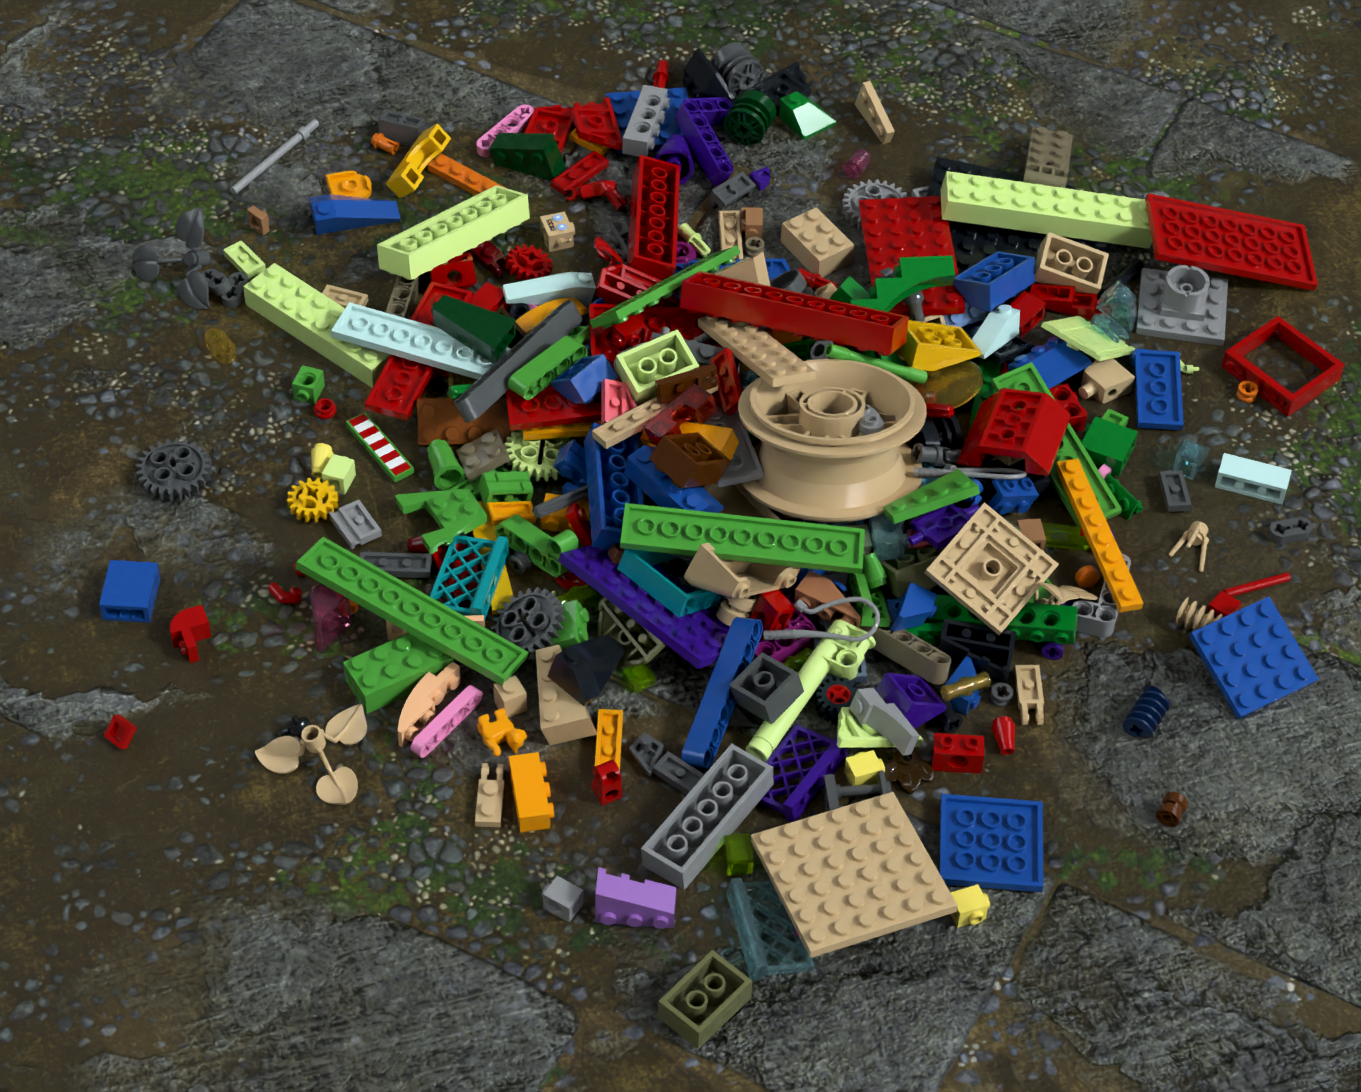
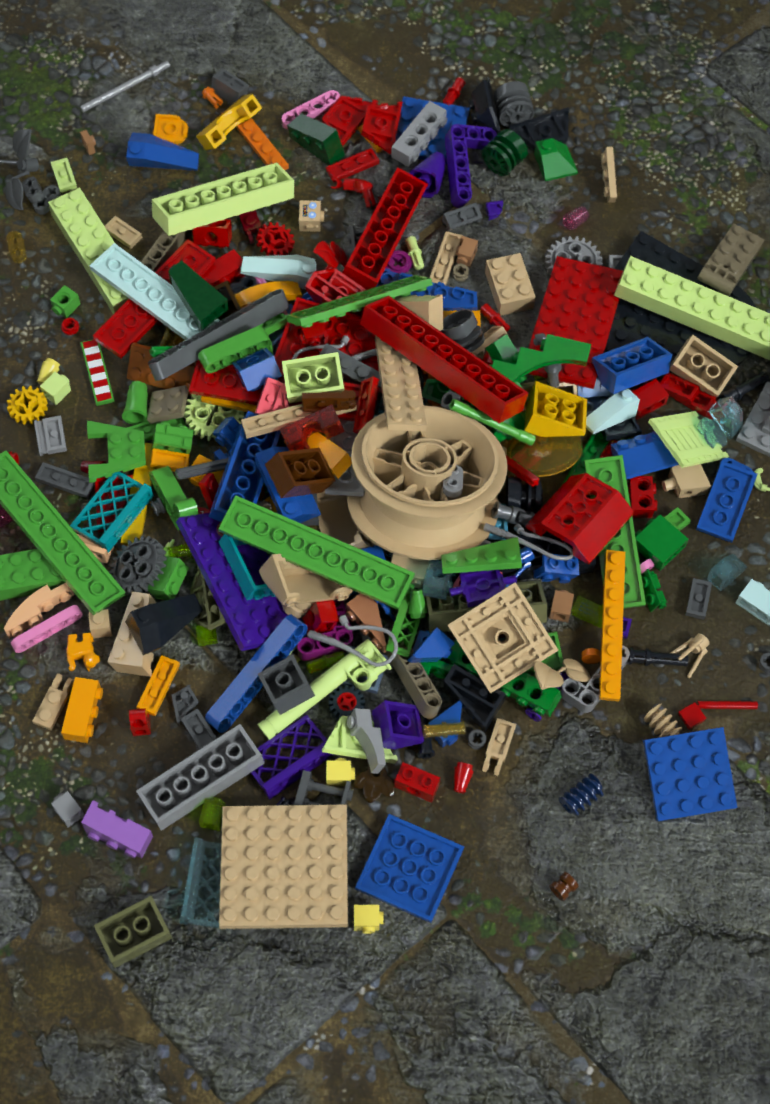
camera: 20 degrees right, 15 degrees up
(1148, 561) = (647, 655): none -> black pin

